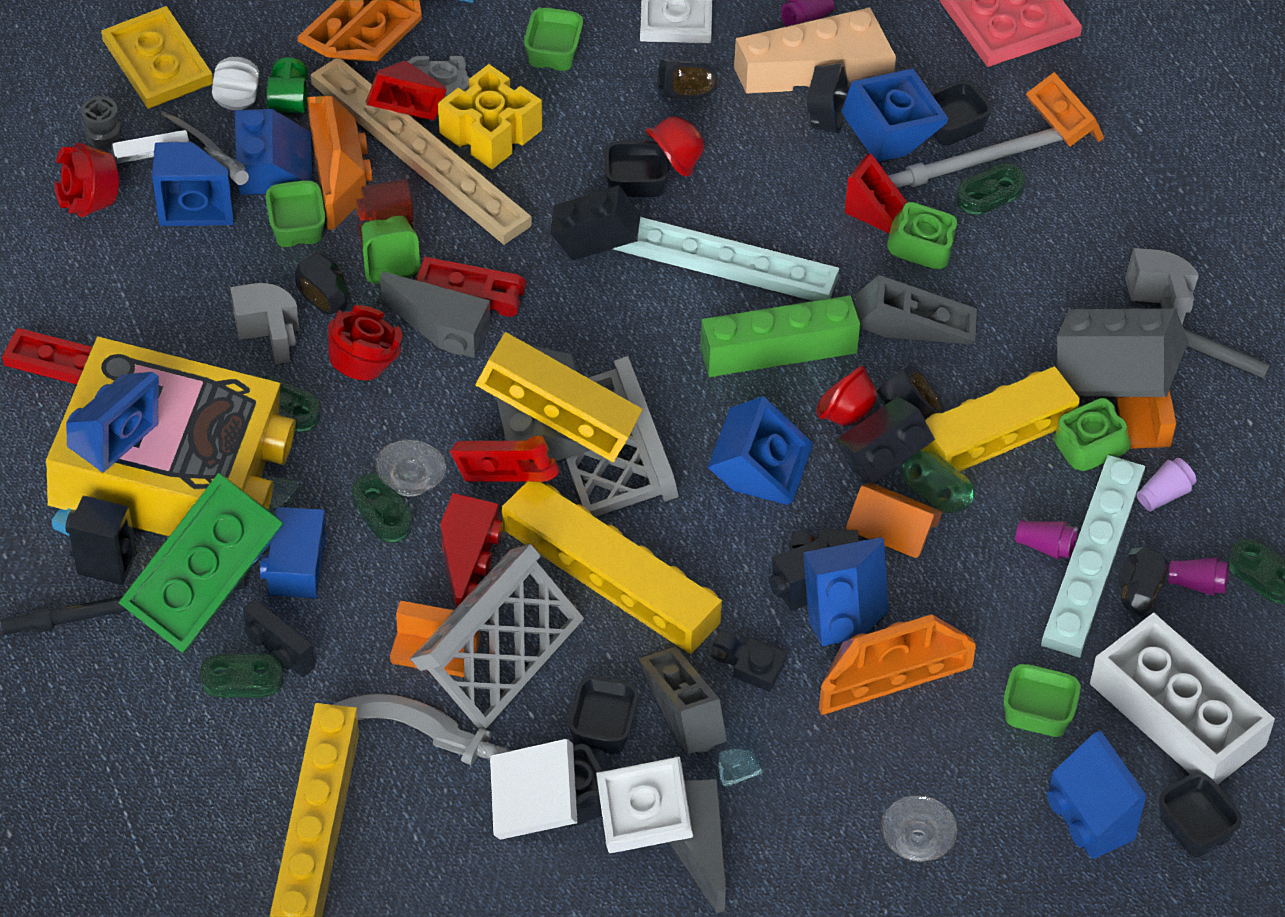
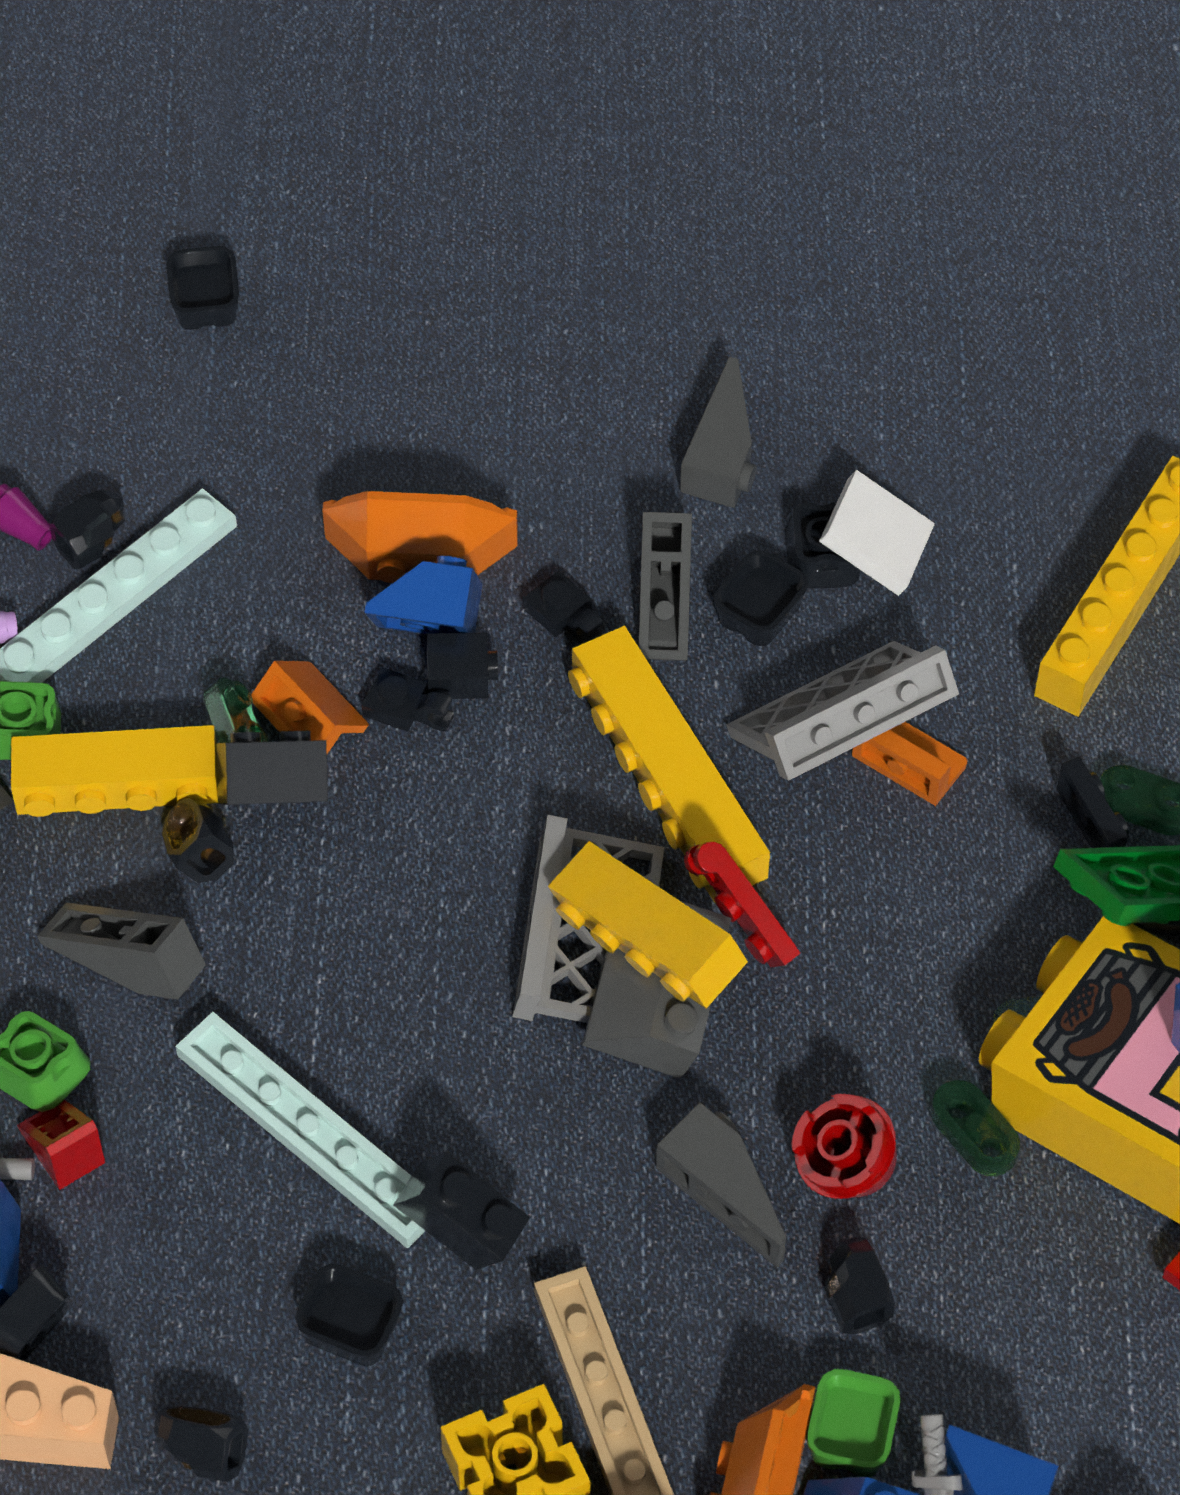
camera: 155 degrees left, 5 degrees up
(266, 311) = (952, 1272): light grey brick -> none
(296, 553) = (1031, 913): blue brick -> none
(384, 201) = (740, 1331): clear red brick -> none
(384, 510) = (906, 941): clear green plate -> none
(389, 247) = (754, 1287): bright green piece -> none
(410, 467) = (848, 948): clear piece -> none
(428, 720) = (972, 695): light grey sword -> none
(467, 536) = (822, 853): red slope -> none
(476, 282) = (663, 1217): red plate -> none
(644, 805) = (771, 460): white tile -> none
(679, 142) = (281, 1318): red helmet -> none
(737, 766) = (641, 498): clear light blue tile -> none
(760, 452) = (423, 835): blue slope -> none
(779, 336) = (308, 976): bright green brick -> none
(848, 399) = (279, 862): red helmet -> none
(923, 816) = (498, 353): clear piece -> none
(1040, 699) = (284, 448): bright green piece -> none
(1049, 537) = (151, 616): magenta cone -> none
(1097, 797) = (302, 320): blue slope -> none
(1181, 700) = (146, 381): white brick -> none

